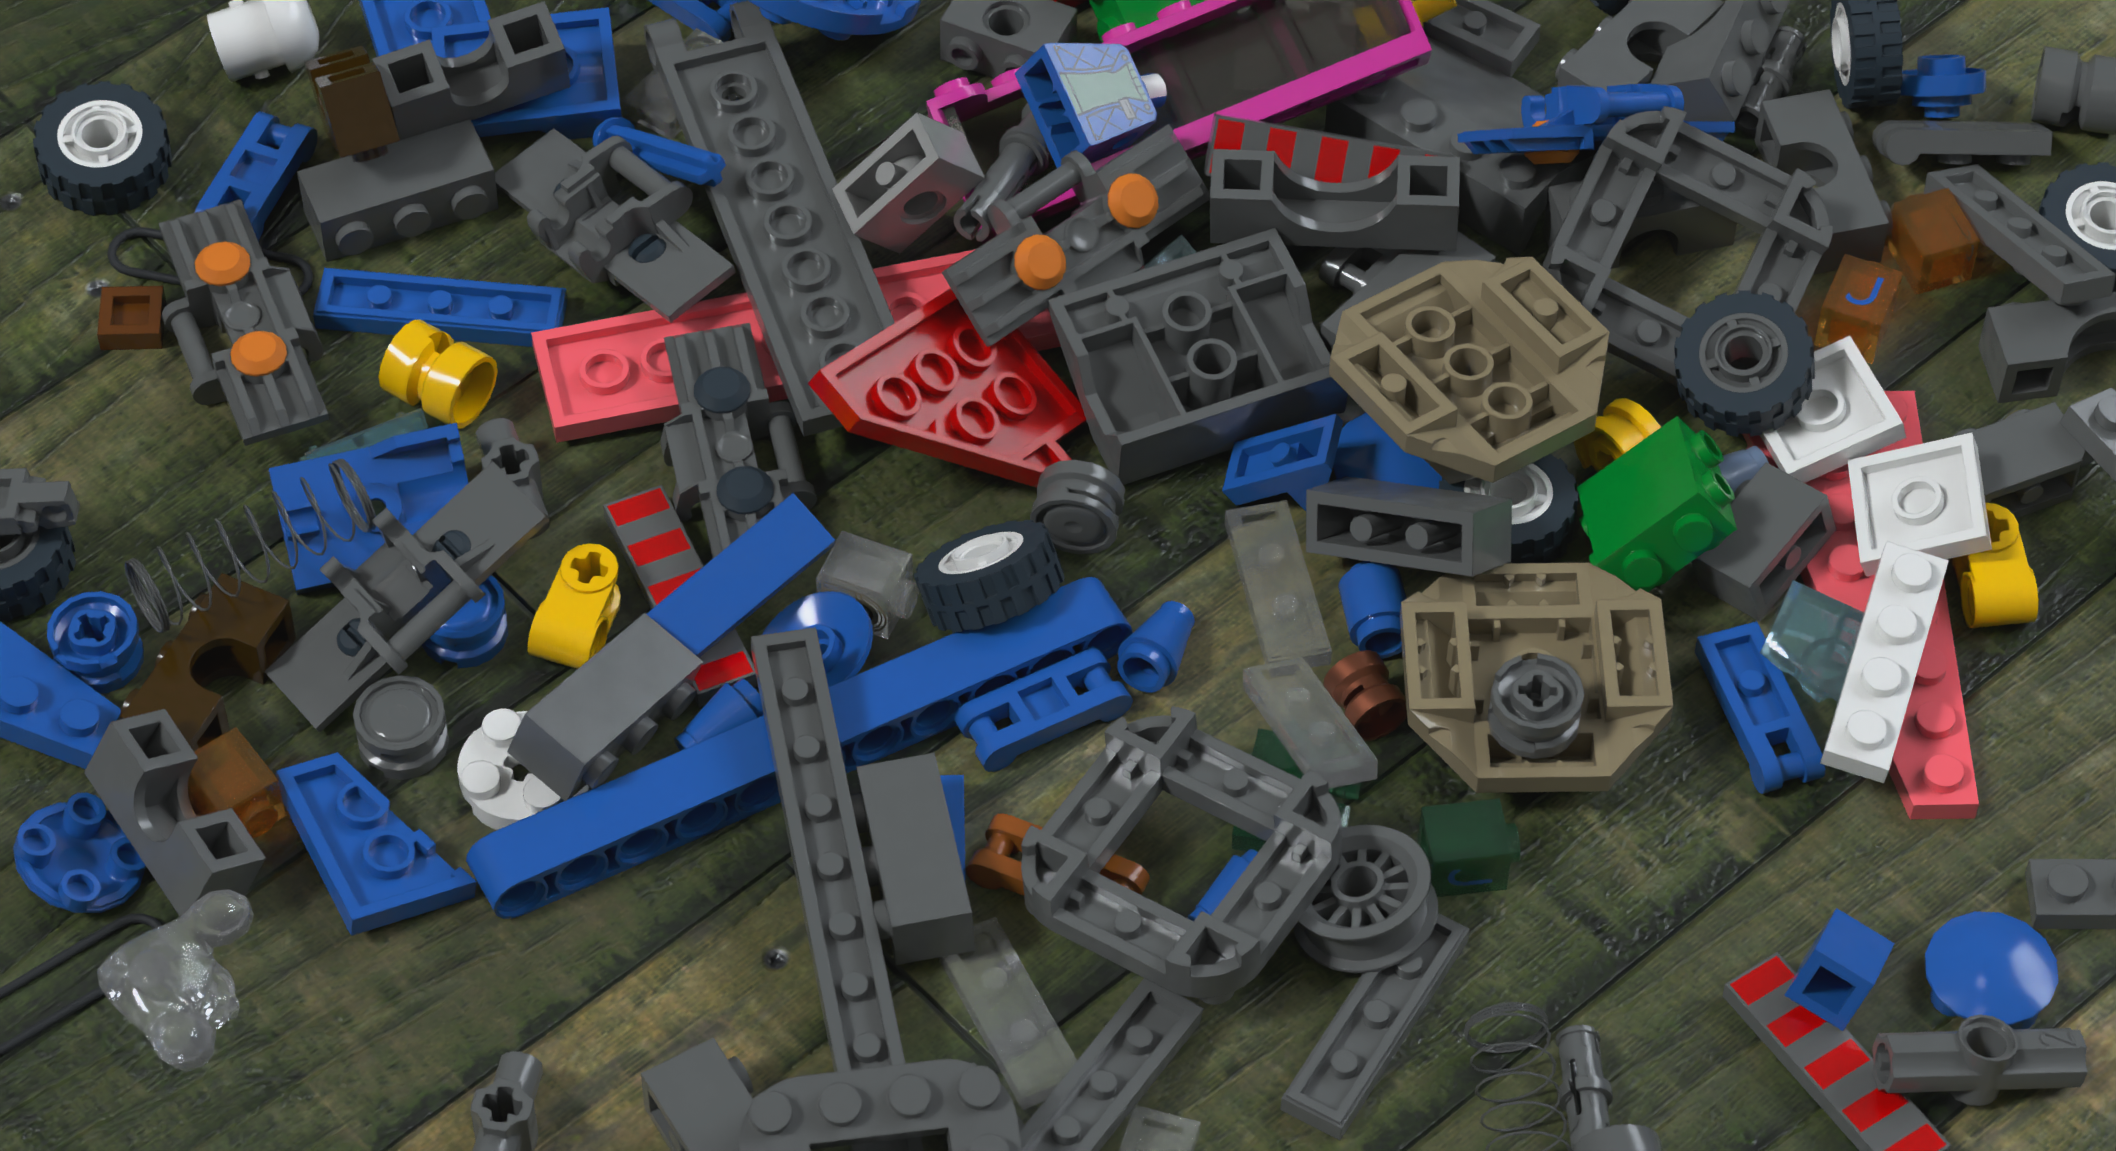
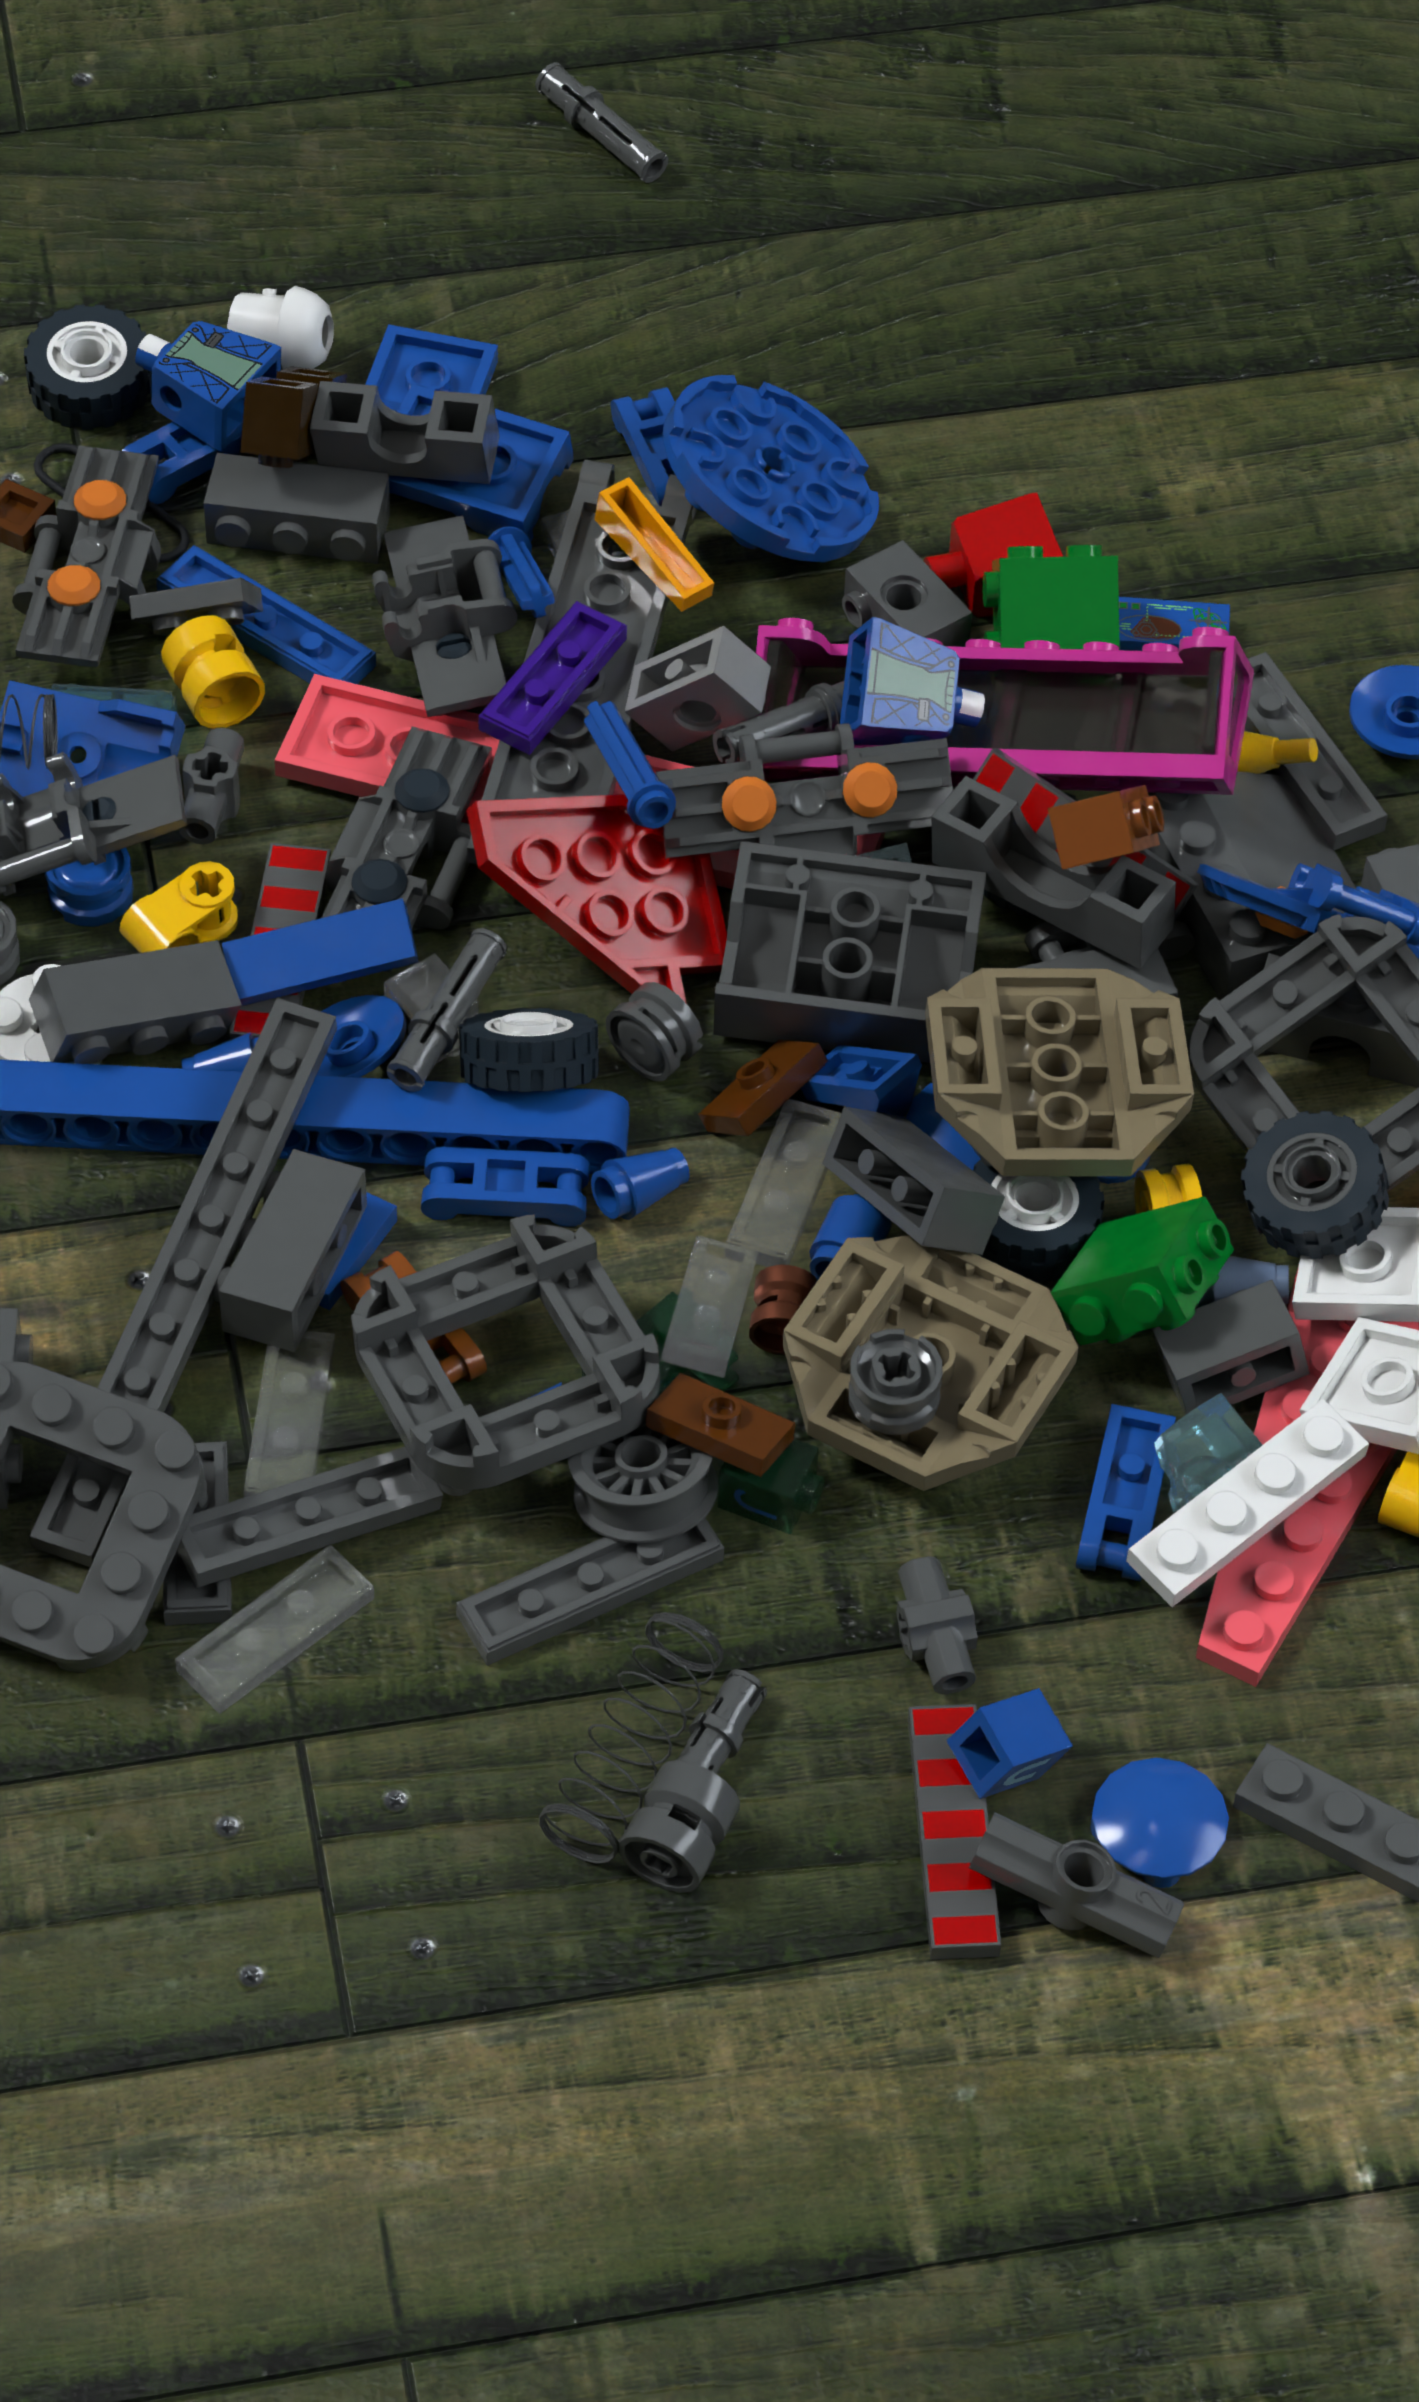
camera: 30 degrees right, 0 degrees up
(241, 107) = (204, 378): none -> blue torso
(358, 335) = (170, 608): none -> dark grey plate
(768, 233) = (552, 677): none -> dark purple tile
(769, 73) = (652, 544): none -> light orange piece
(901, 619) = (435, 1028): none -> dark grey pin
(959, 299) = (649, 800): none -> blue axle
(1201, 511) = (763, 1087): none -> reddish brown plate
(1373, 135) = (1106, 826): none -> dark orange brick
(1412, 820) = (720, 1424): none -> reddish brown plate
(1695, 901) = (937, 1625): none -> dark grey axle

